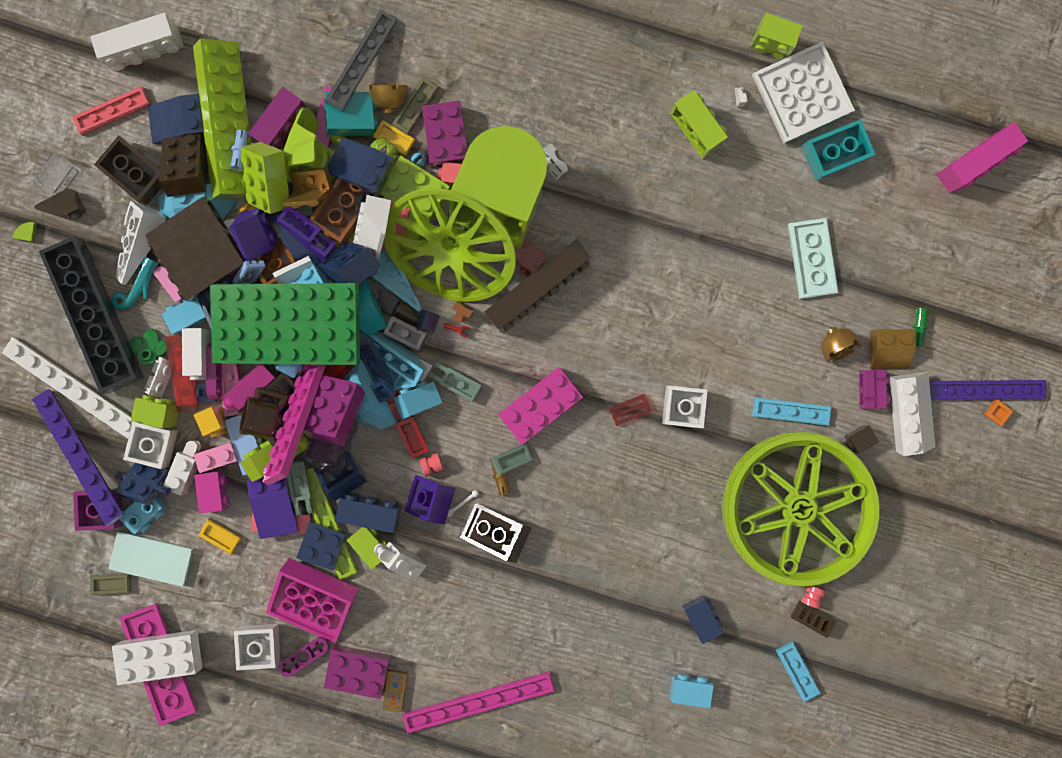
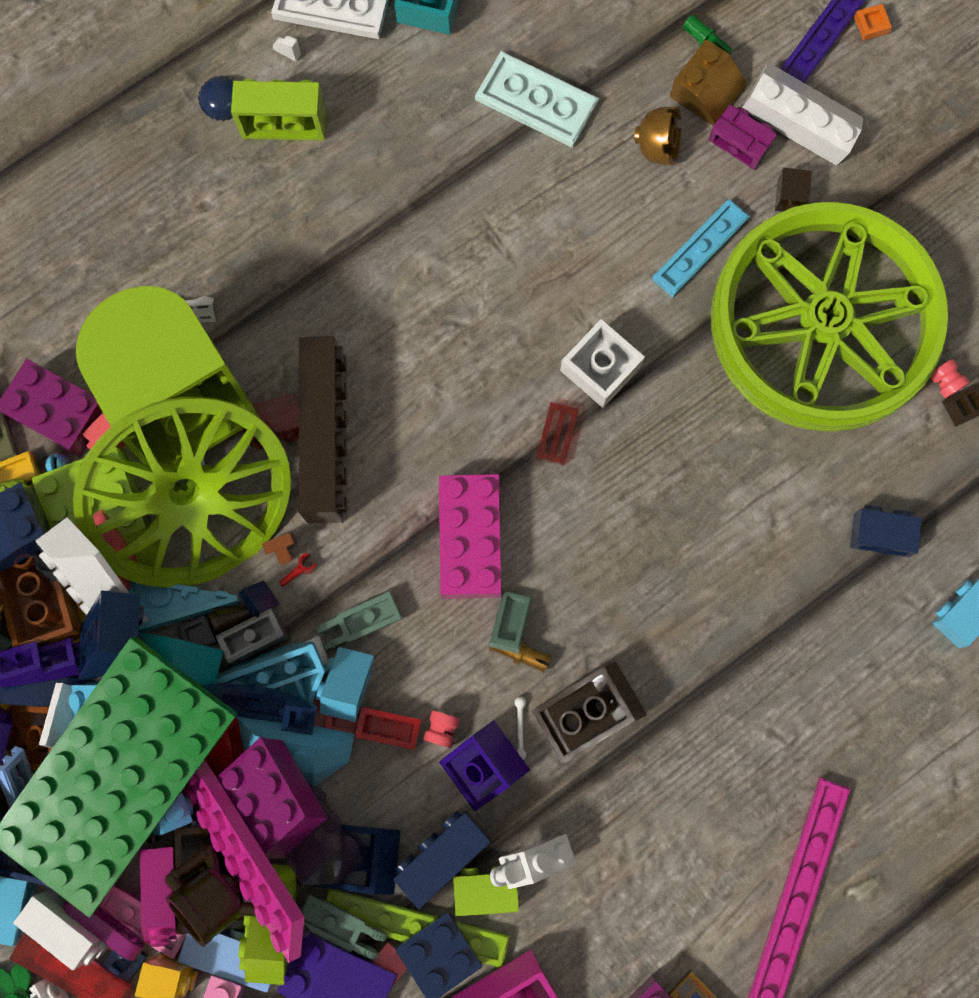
camera: 50 degrees left, 10 degrees down
(683, 82) = (216, 97): none -> dark blue hat

